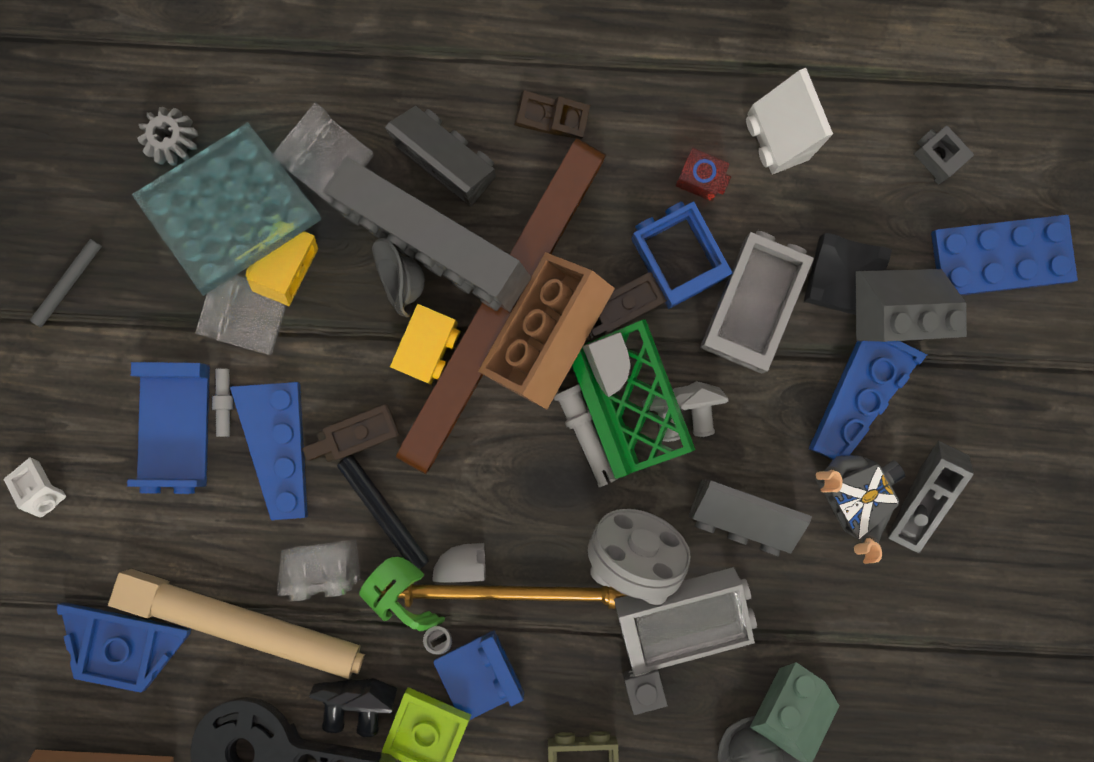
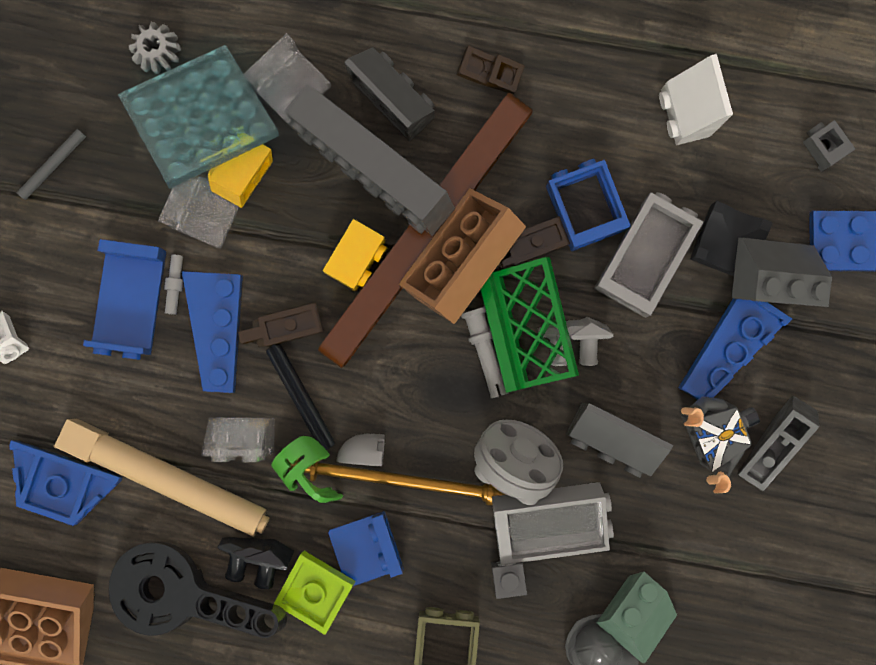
camera: 15 degrees right, 0 degrees up
(399, 275) = (340, 193): dark grey hat -> none
(436, 633) = (333, 507): light grey hinge -> none
(609, 362) = (513, 290): light grey brick -> none
(704, 175) = (616, 138): clear red brick -> none

